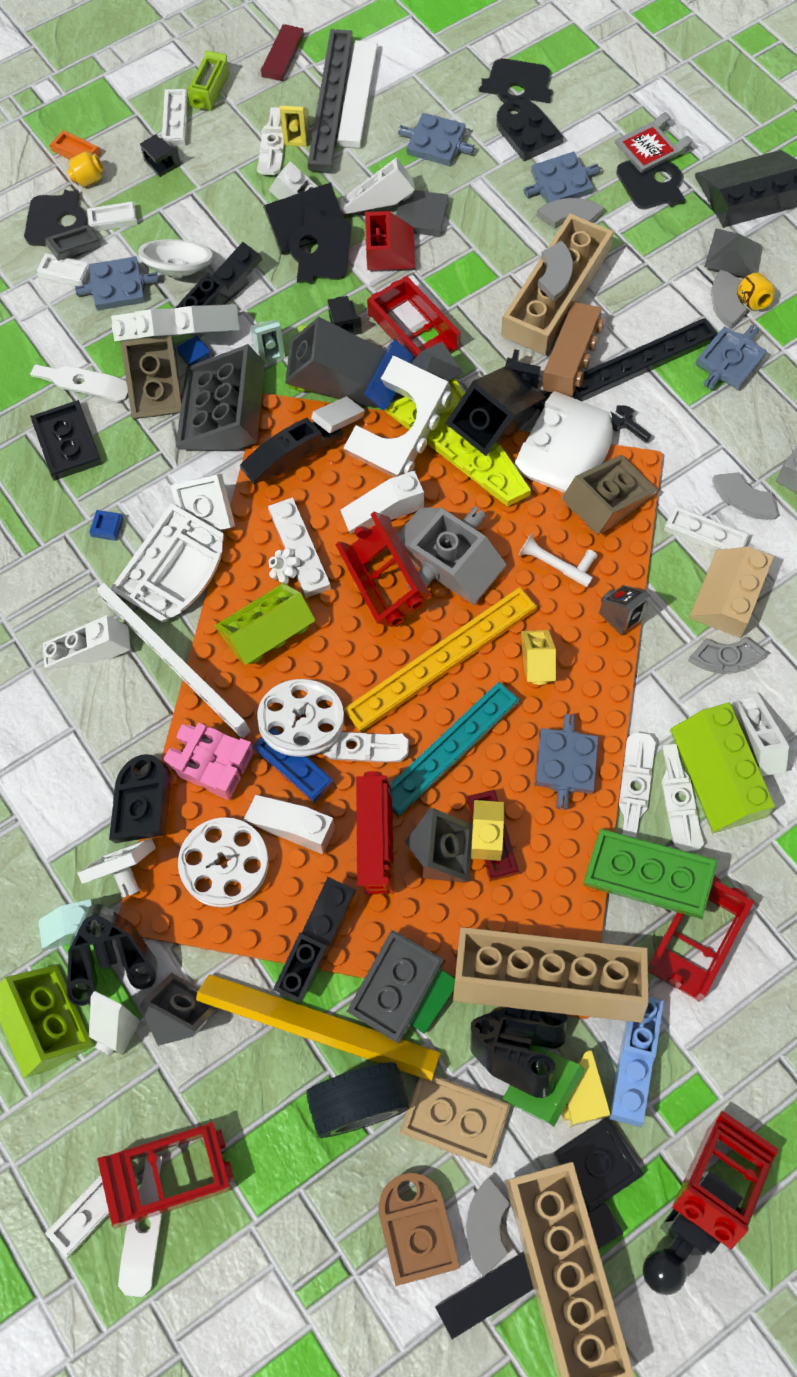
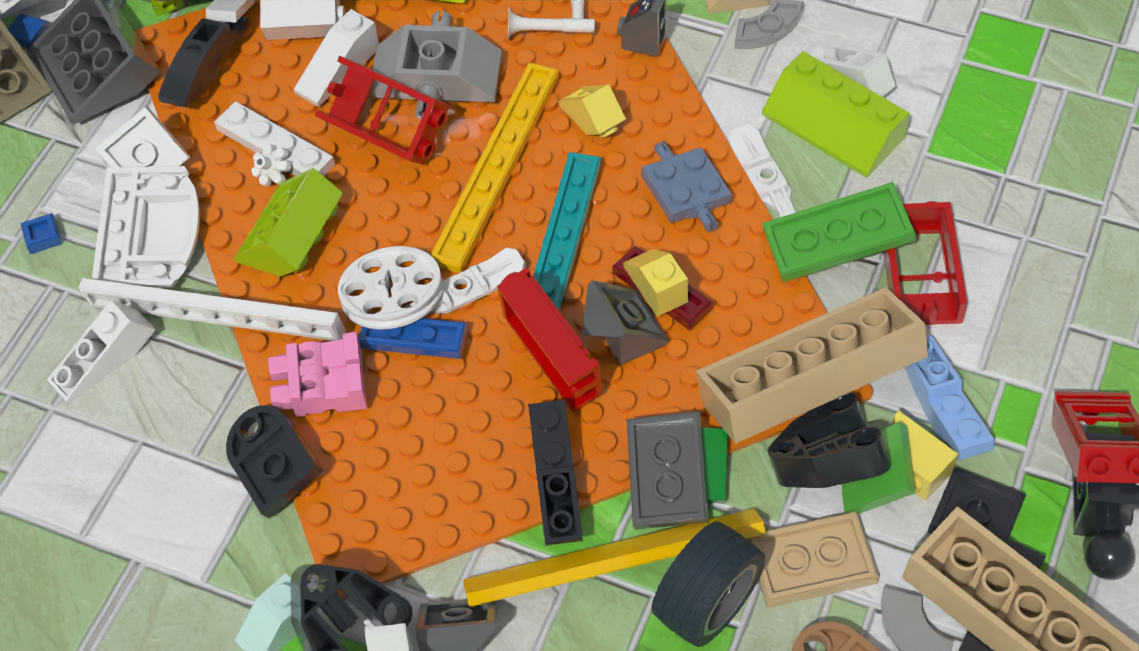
camera: 30 degrees left, 10 degrees down
(119, 864) = (295, 525): white tile -> none
(210, 857) = (406, 478): white wedge -> none
(291, 822) = (451, 385): white slope -> none
(681, 815) = (826, 176): white piece -> none

